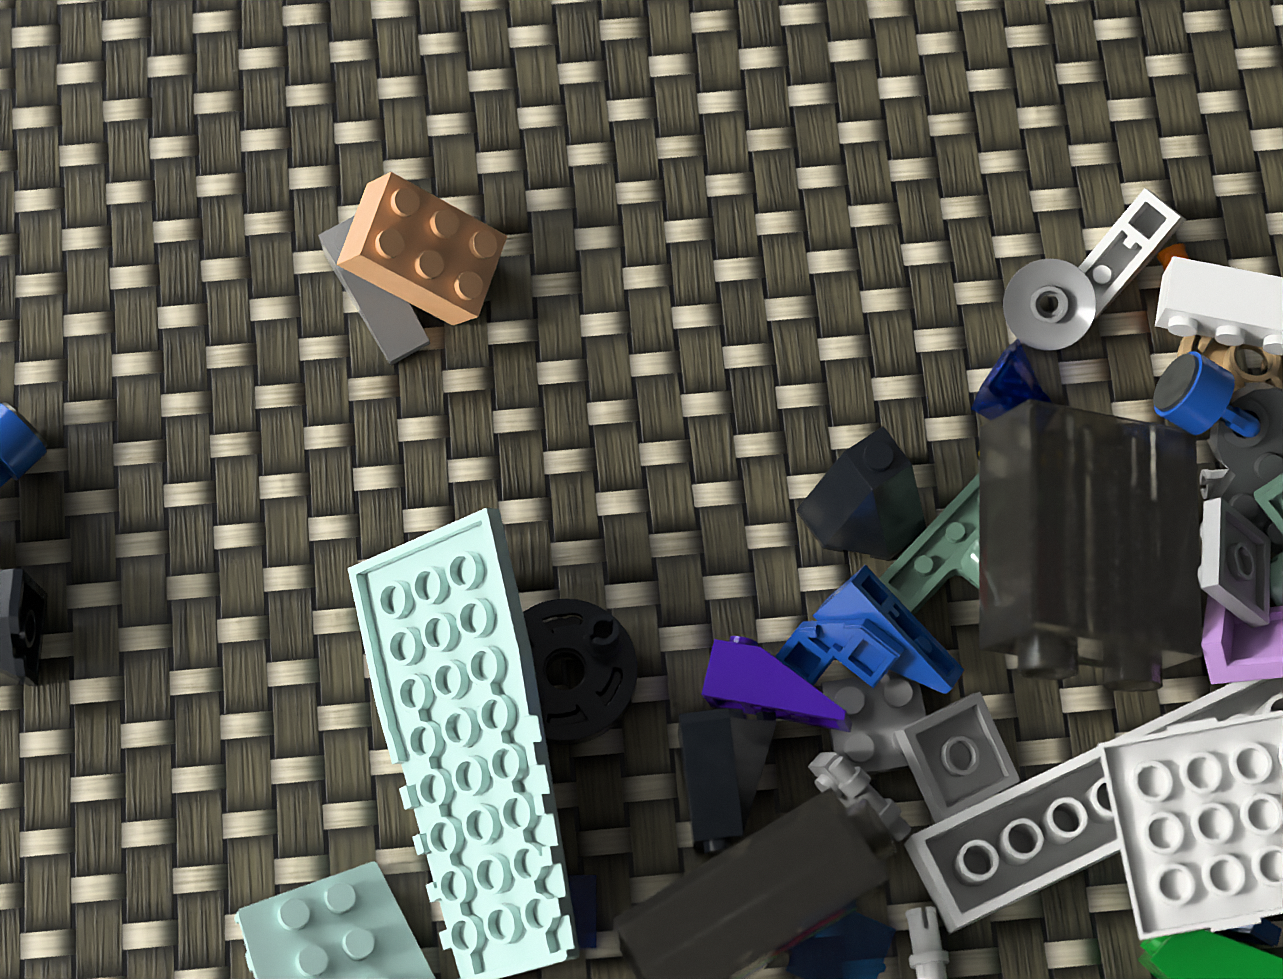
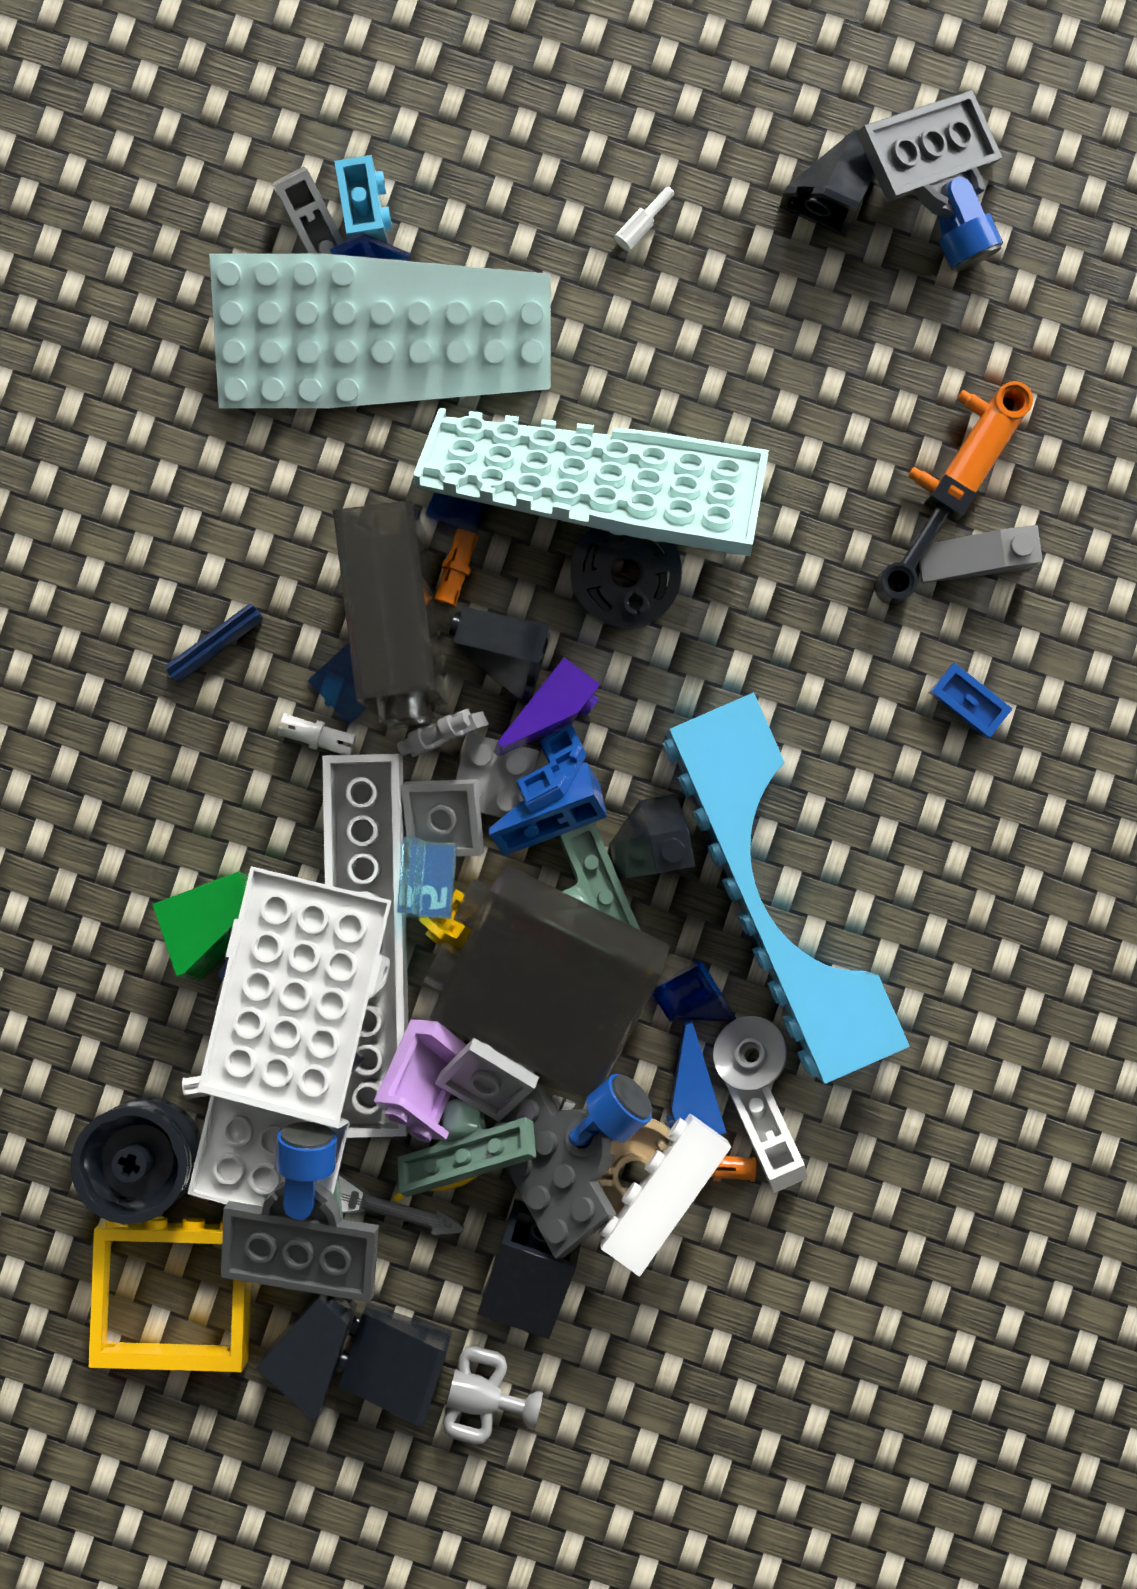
camera: 115 degrees right, 15 degrees up
(118, 840) = (641, 221): none -> white axle
(309, 344) = (961, 480): none -> orange piece
(422, 249) = (991, 596): light nougat brick -> none
(544, 235) = (970, 700): none -> blue plate
(640, 879) = (456, 567): none -> orange pin
(749, 450) = (831, 1011): none -> medium azure arch
(1039, 737) = (426, 879): none -> clear light blue panel
(1072, 698) = (447, 929): none -> yellow bracket
(1119, 350) = (692, 1086): none -> blue slope

